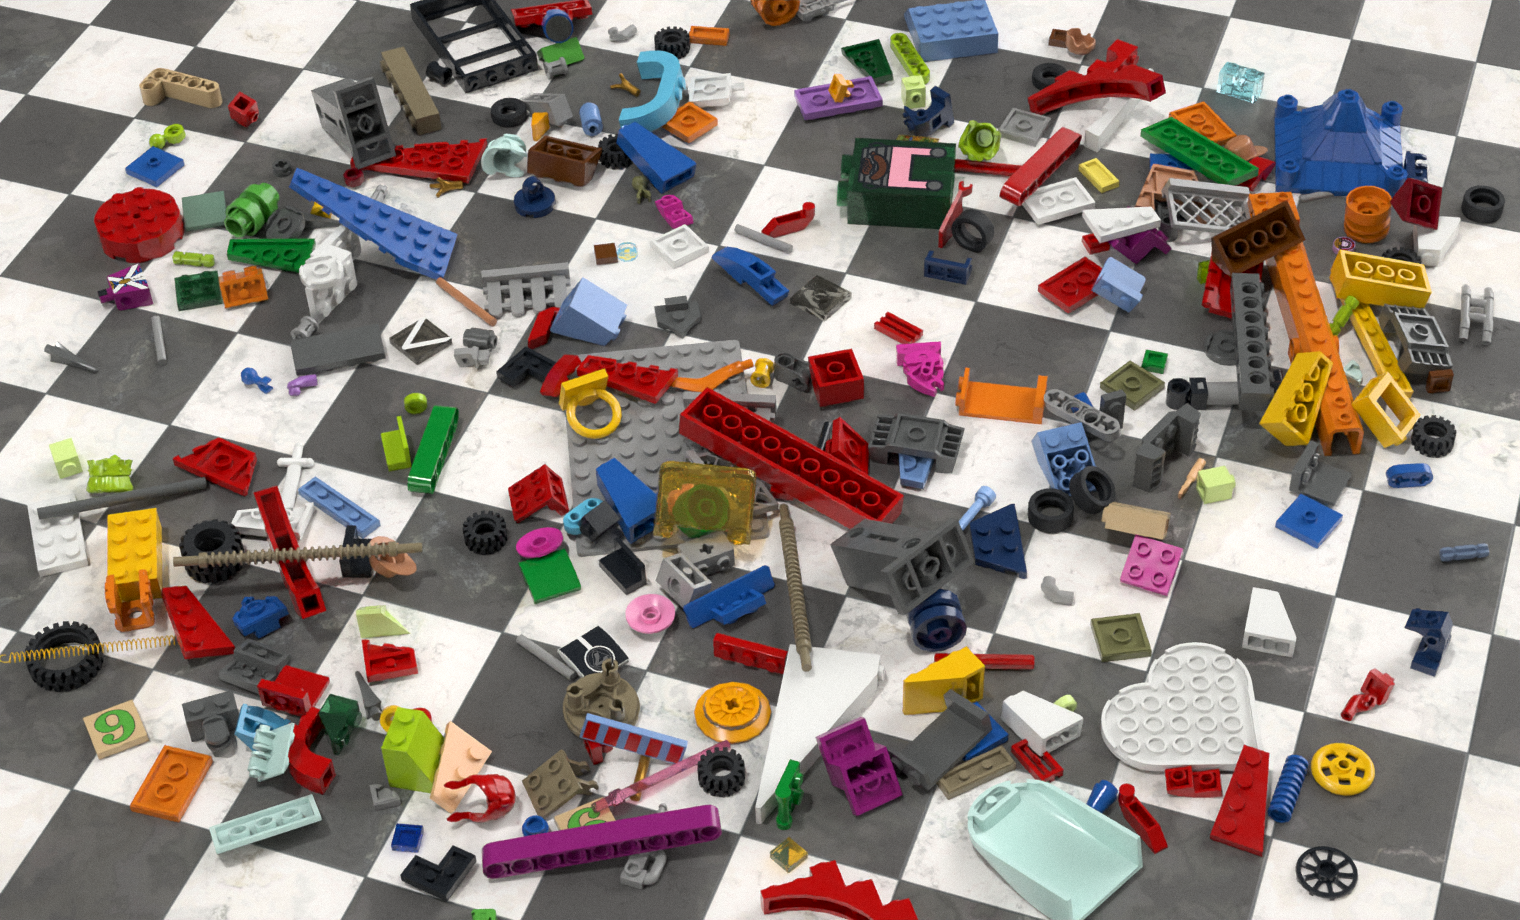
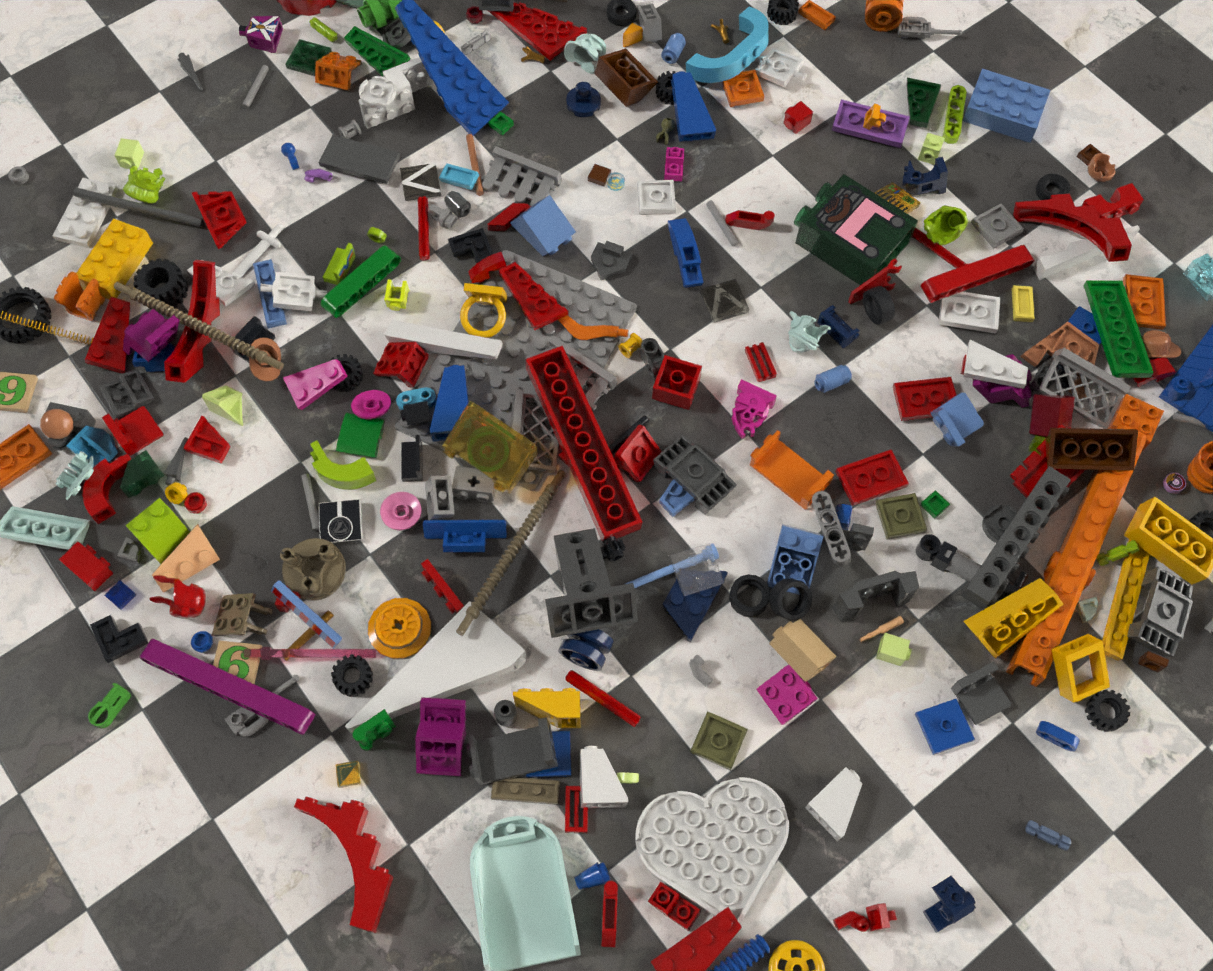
camera: 30 degrees right, 20 degrees up
(210, 714) = (56, 423): none -> nougat hair
(247, 590) = (150, 334): none -> magenta bracket
(348, 829) = (86, 566): none -> red brick
(368, 489) = (293, 291): none -> white plate
(459, 377) = (423, 228): none -> red axle
(460, 317) = (459, 176): none -> medium azure tile
(462, 552) = (314, 382): none -> dark pink wing
(463, 256) = (501, 123): none -> green tile
(485, 445) = (396, 296): none -> neon yellow window
(557, 617) = (341, 476): none -> lime arch
(572, 453) = (443, 341): none -> white slope
(764, 121) = (798, 117): none -> red brick
(904, 716) = (505, 719): none -> dark grey brick
(921, 288) = (804, 334): none -> light aqua helmet
(978, 308) = (832, 378): none -> medium blue head
(985, 511) = (696, 569): none -> clear slope
(1081, 366) = (871, 477): none -> red plate
(1194, 240) = (1050, 412): none -> dark red slope

